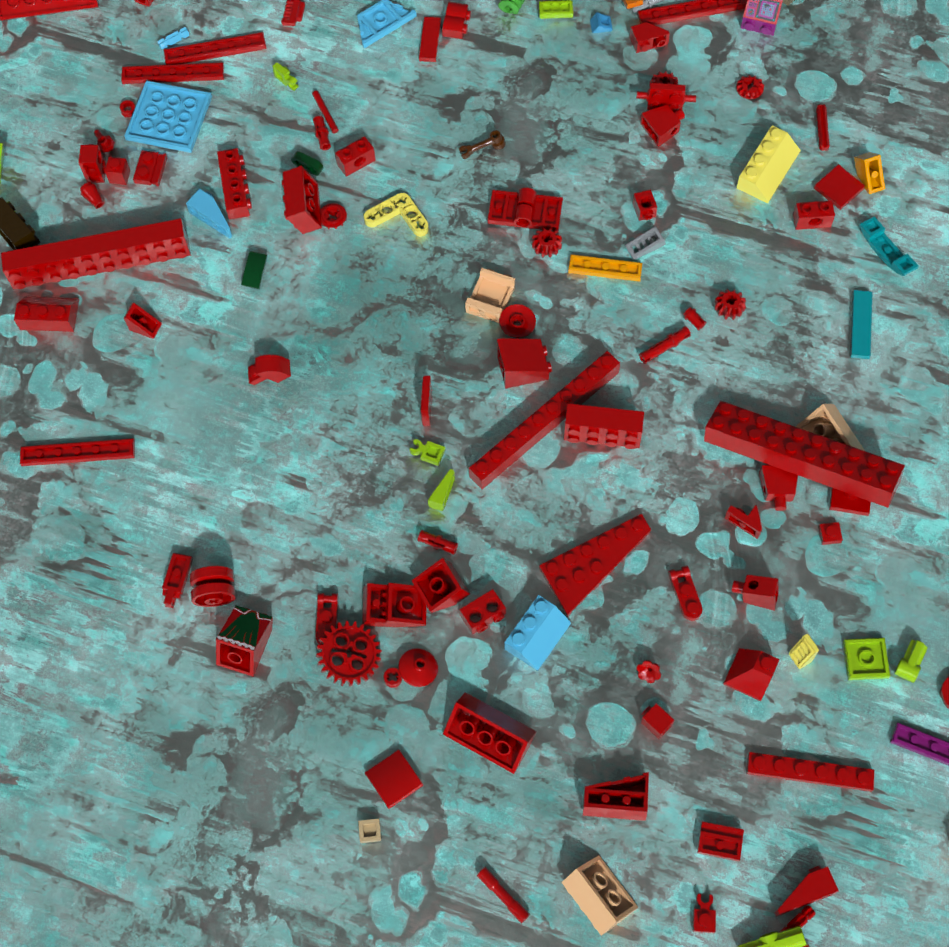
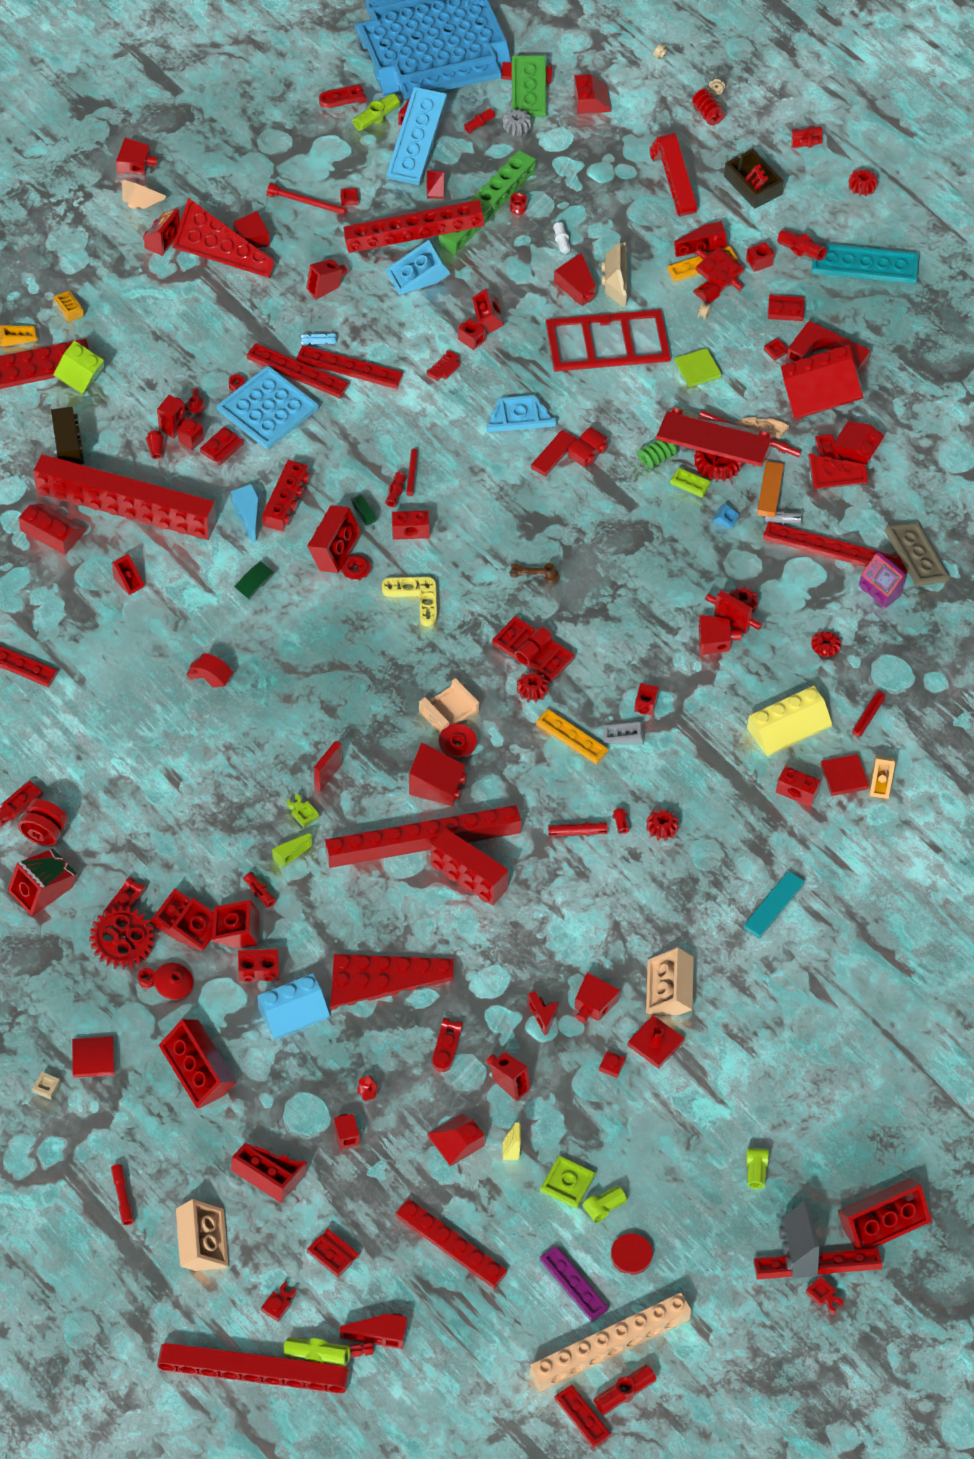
camera: 25 degrees right, 10 degrees down
(282, 74) = (395, 419): lime plate -> none
(648, 36) = (759, 550): red slope -> none
(804, 453) = (629, 979): red brick -> none
(885, 248) = (847, 848): teal slope -> none

